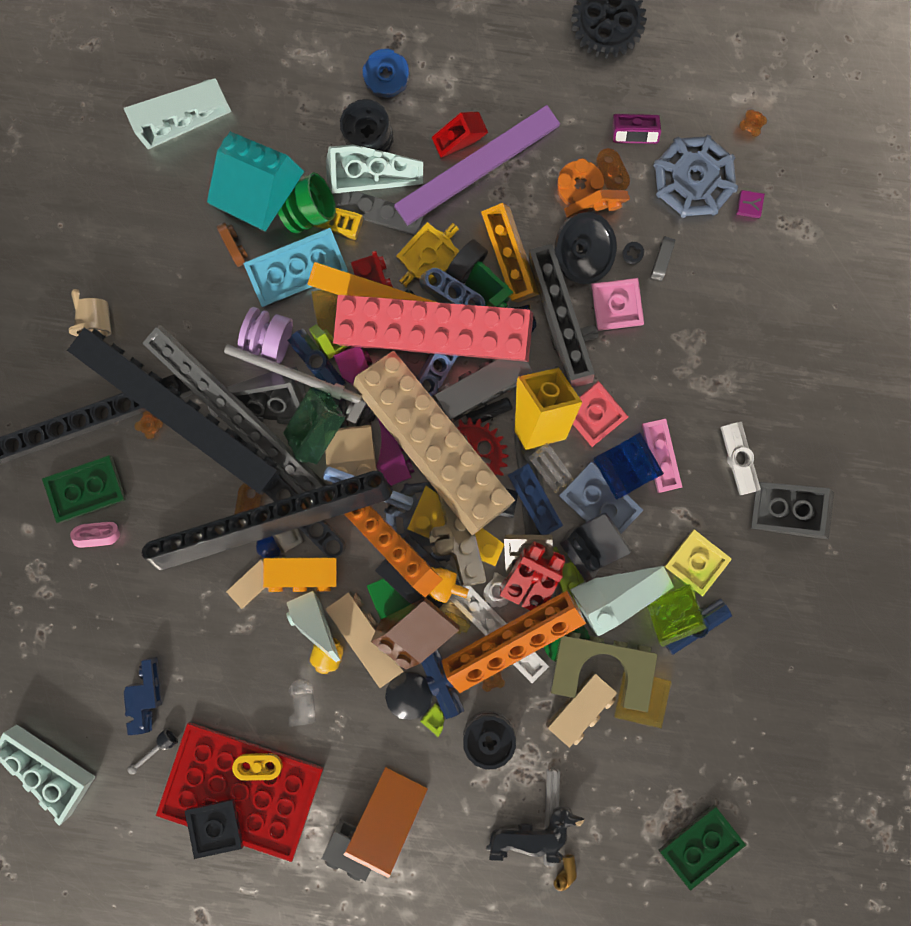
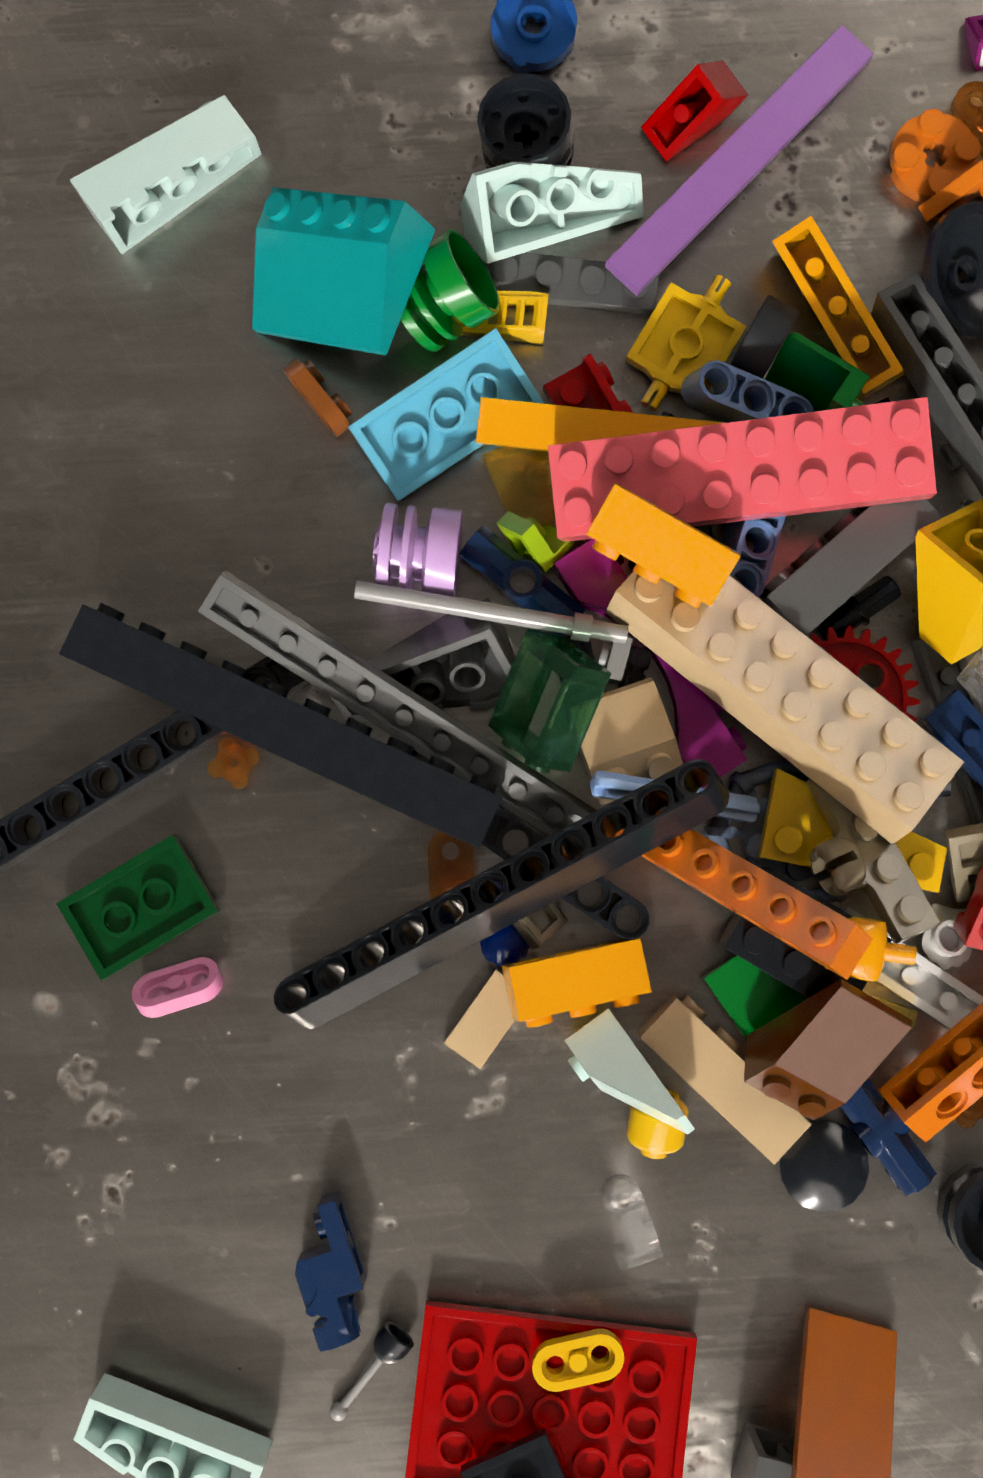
camera: 15 degrees left, 0 degrees up
(90, 314) = (81, 578): tan hat -> none
(381, 358) = (662, 546): none -> light orange brick
(434, 719) = (880, 1200): lime tile -> none

